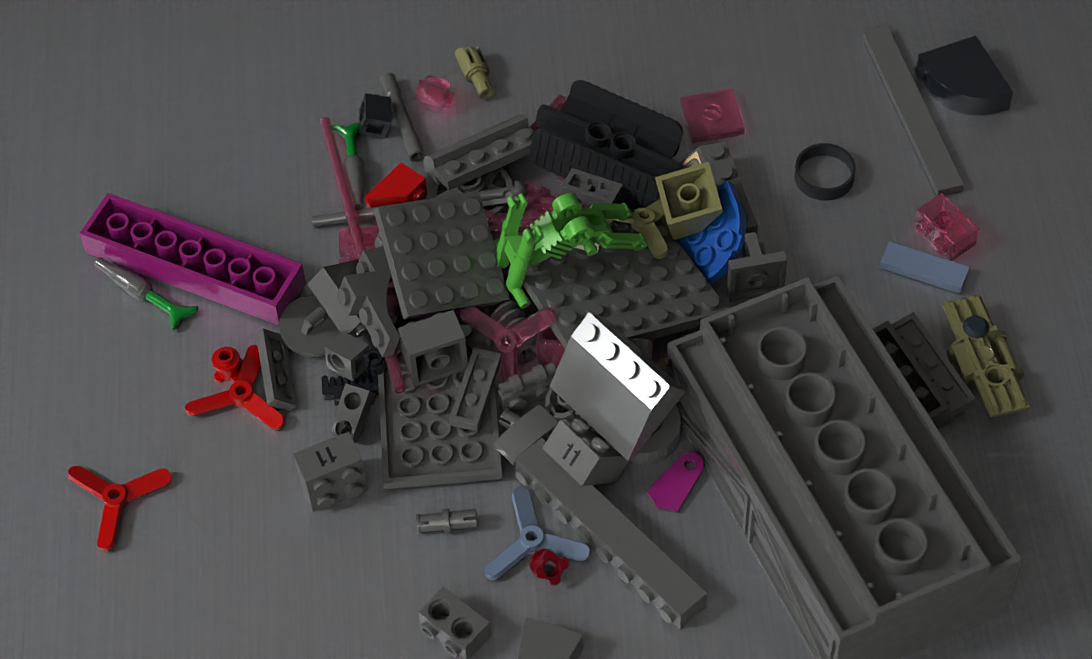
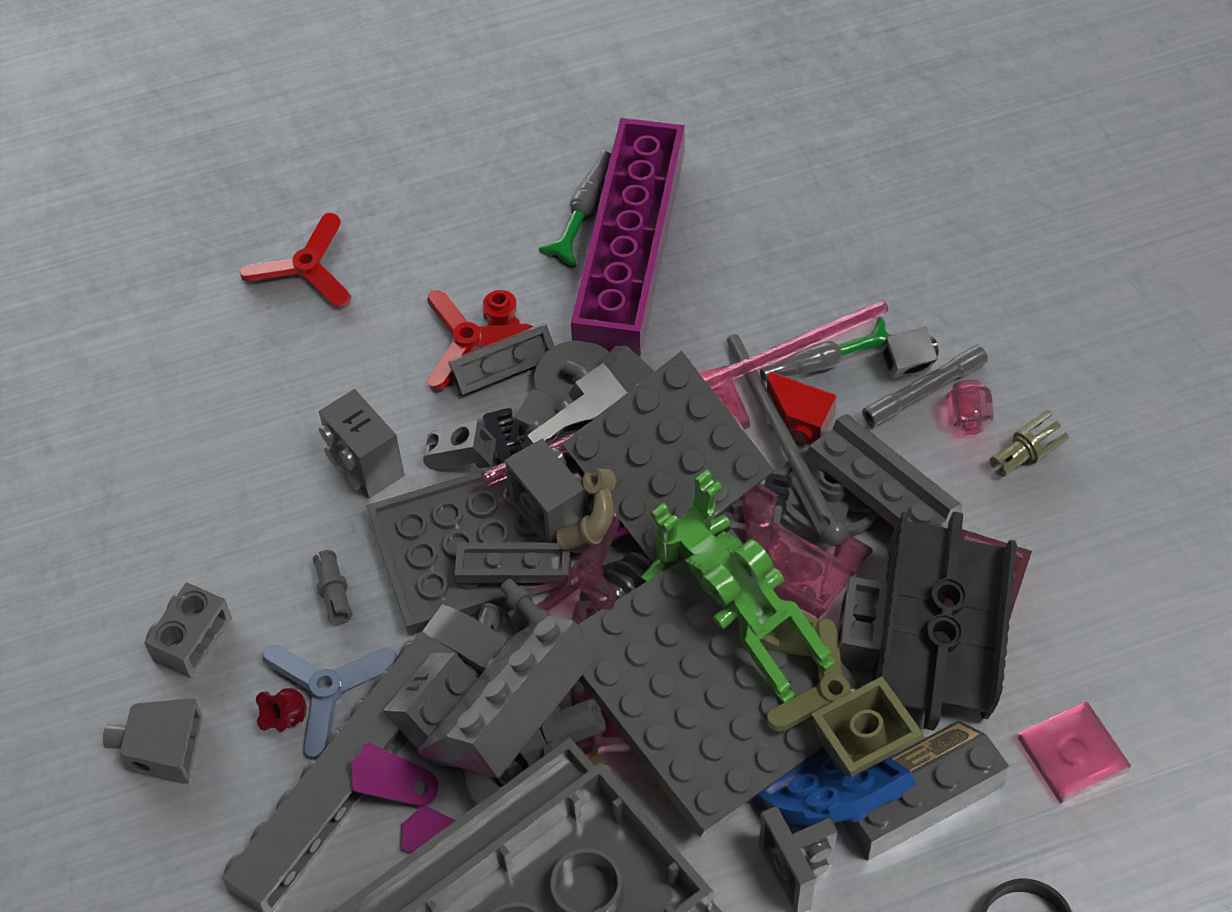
camera: 75 degrees right, 0 degrees up
(478, 316) = (596, 525): none -> dark tan piece
(627, 499) = (390, 776): none -> magenta piece

